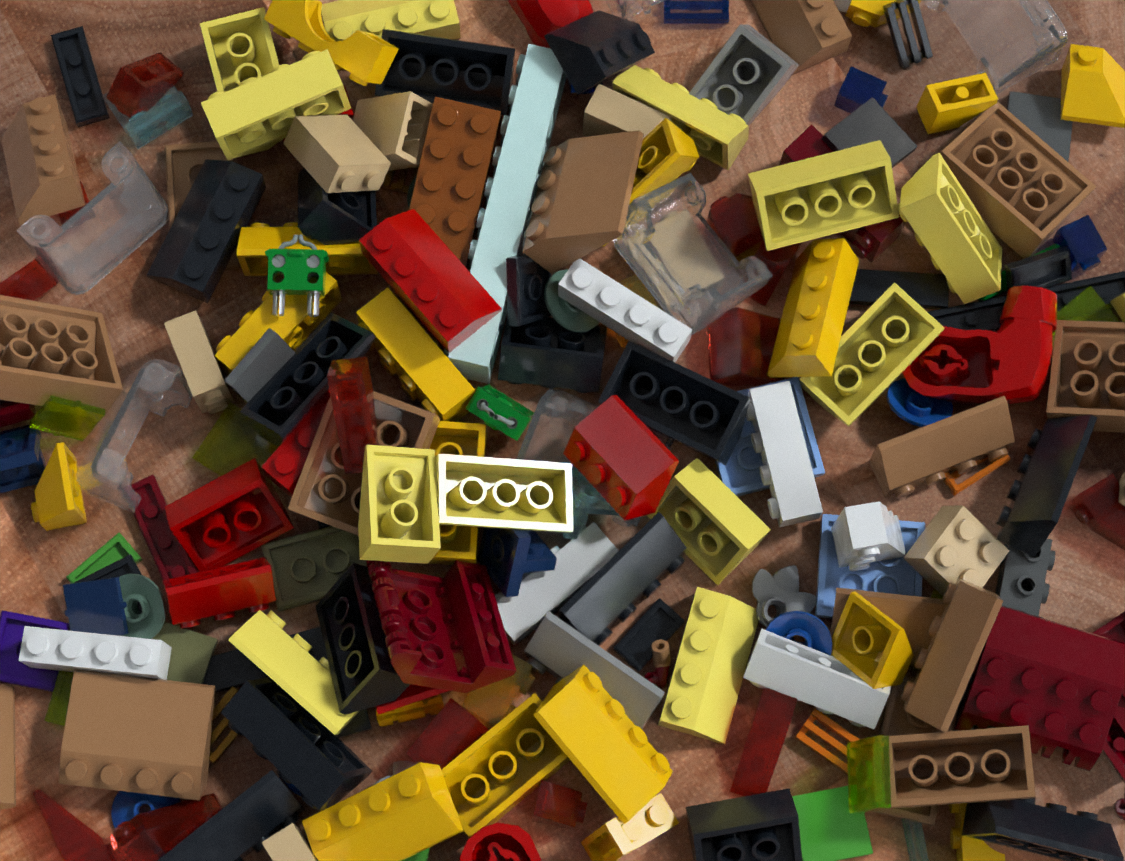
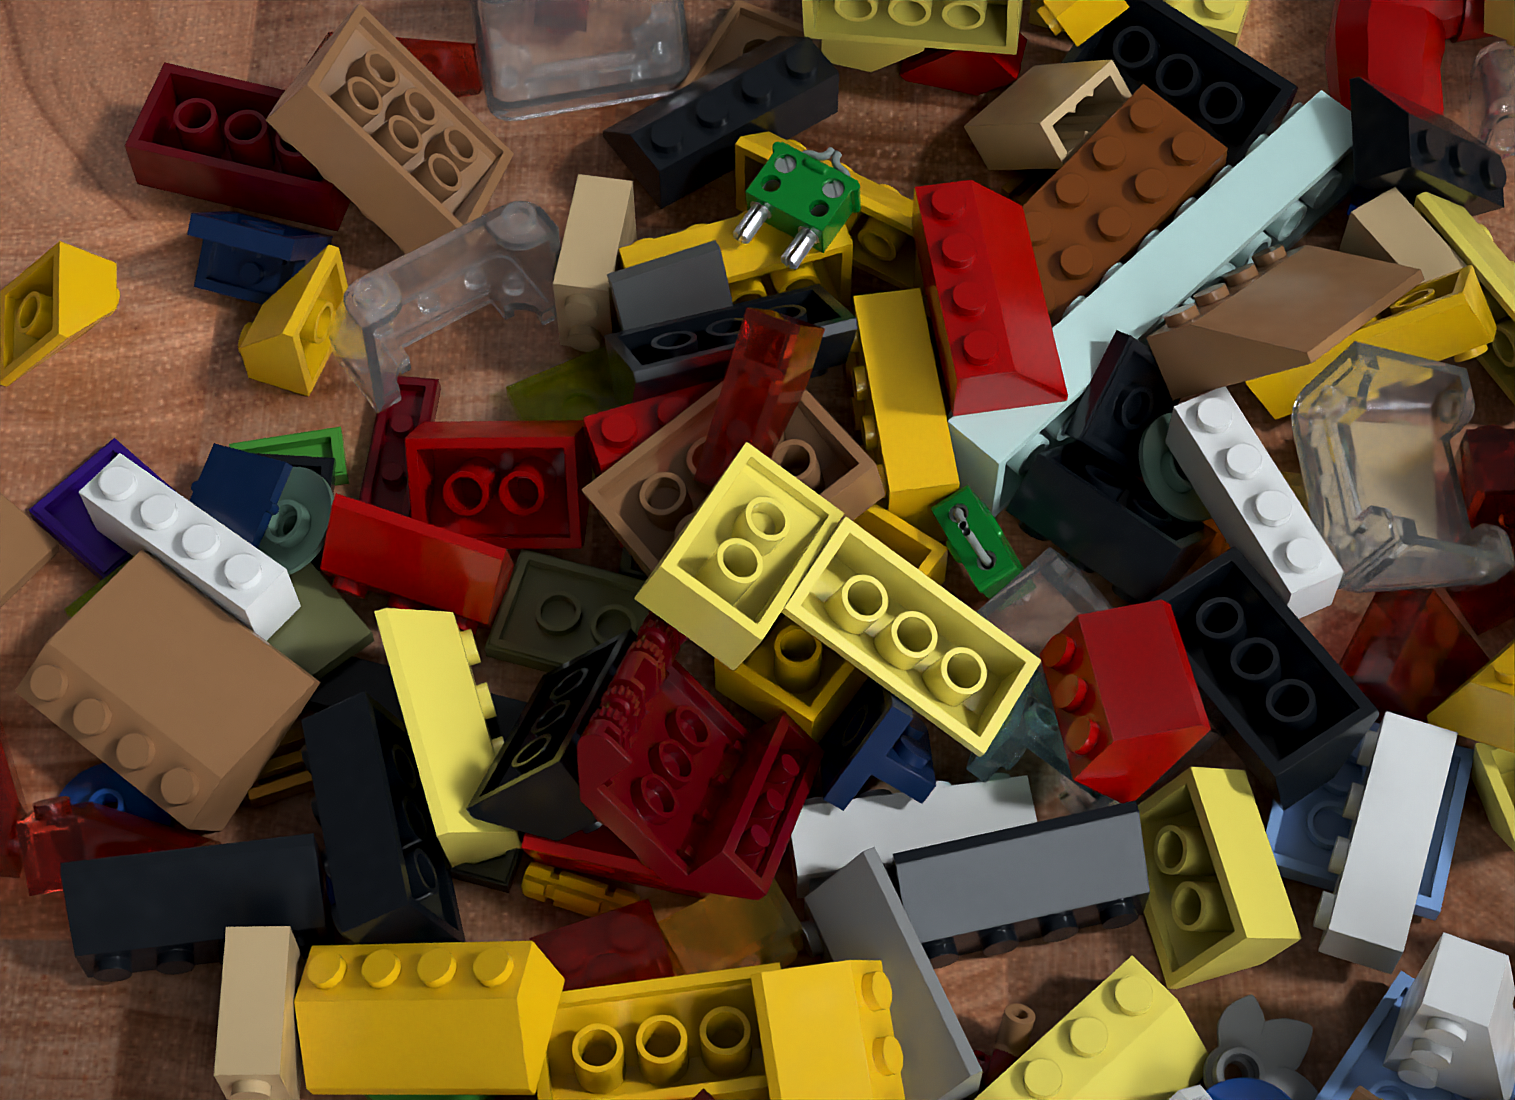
camera: 35 degrees right, 15 degrees down
(67, 418) = (367, 230): clear neon green piece -> none
(334, 216) = (915, 149): black slope -> none
(336, 153) = (958, 89): tan brick -> none
(655, 624) = (1039, 983): black tile -> none

